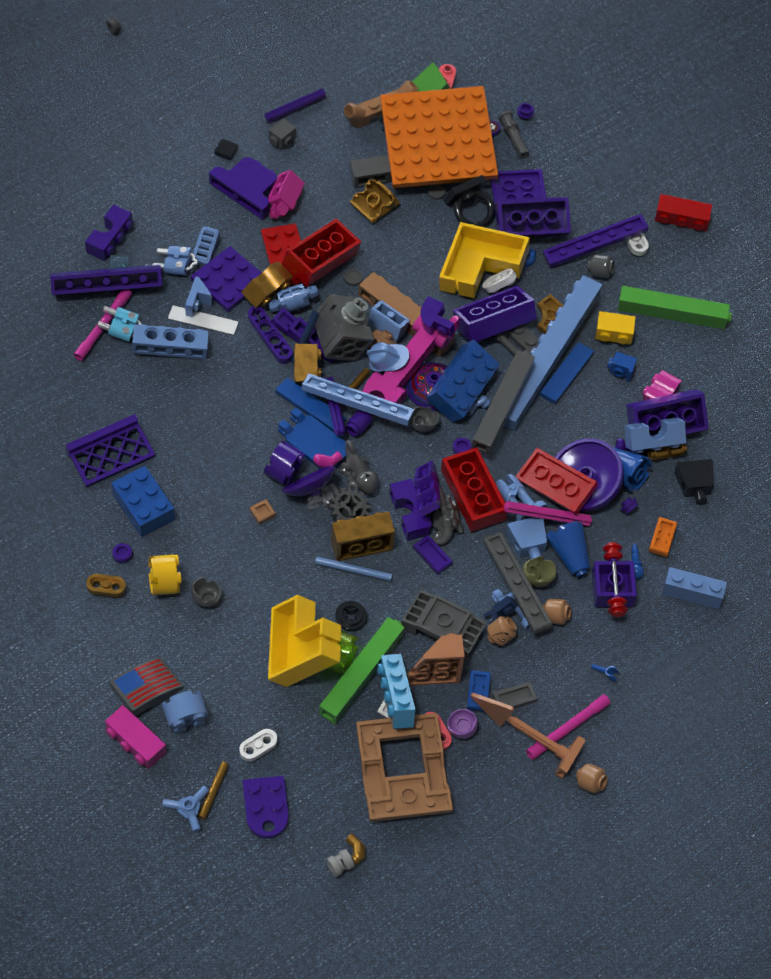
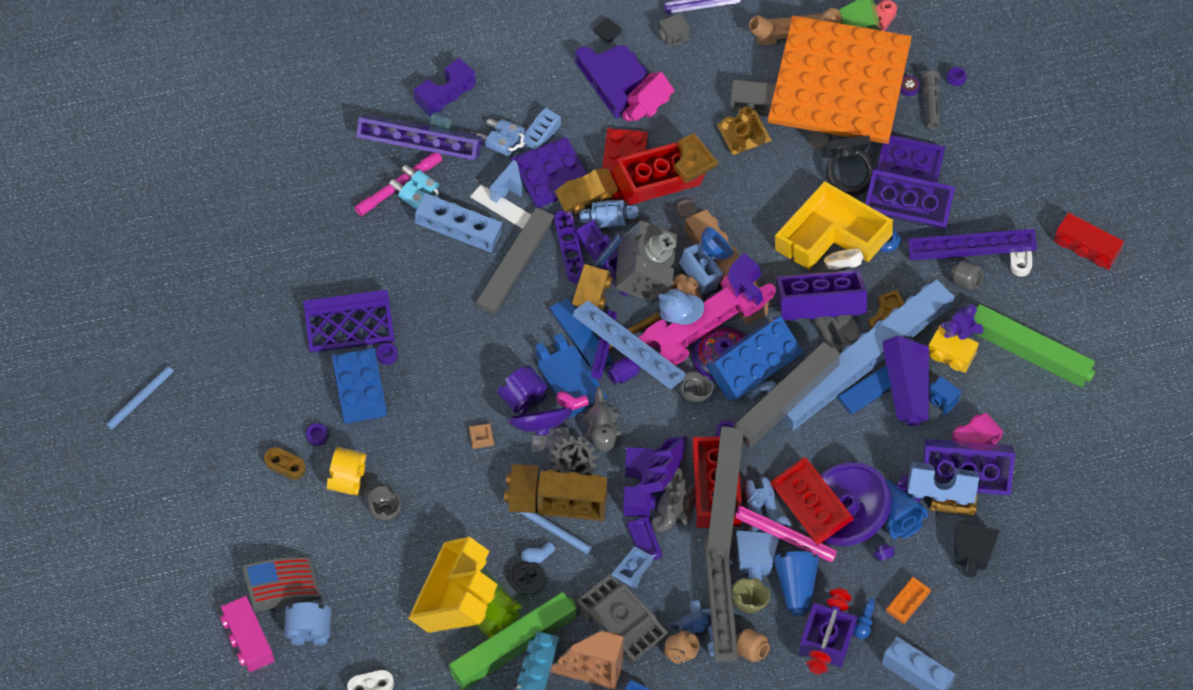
camera: 25 degrees right, 0 degrees up
(155, 467) = (386, 353): none -> dark purple tile
(229, 360) = (515, 261): none -> dark grey tile
(317, 543) = (523, 488): none -> pearl gold brick
(348, 233) = (694, 158): none -> pearl gold tile
(351, 594) = (537, 555): none -> medium blue arm
(395, 298) = (715, 245): none -> blue piece
(436, 578) = (633, 567): none -> medium blue slope
(489, 494) = (725, 493): none -> dark grey brick
(592, 360) = (909, 378): none -> dark purple slope
(618, 304) = (963, 324): none -> dark purple animal

